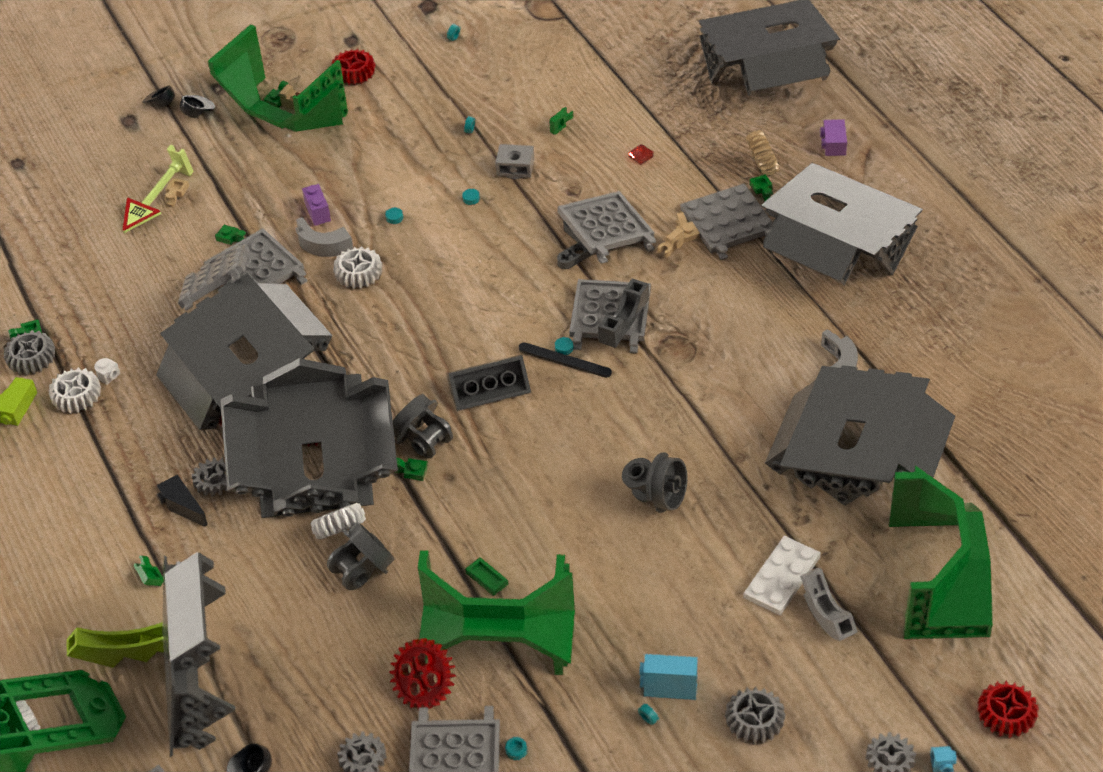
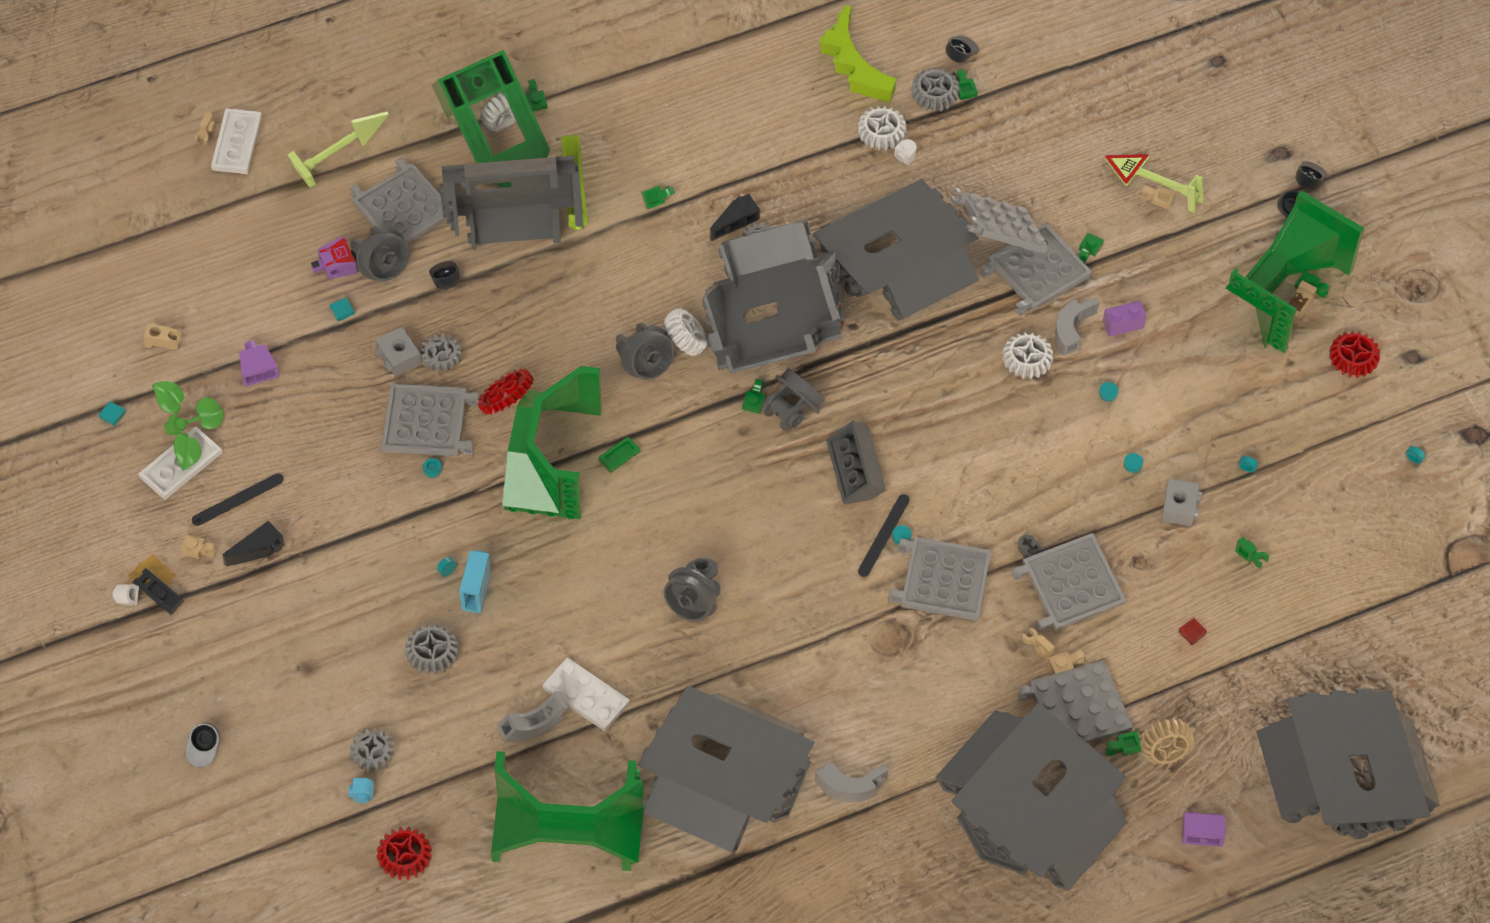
camera: 90 degrees right, 10 degrees up
(614, 327) = (904, 570): dark grey arch -> none

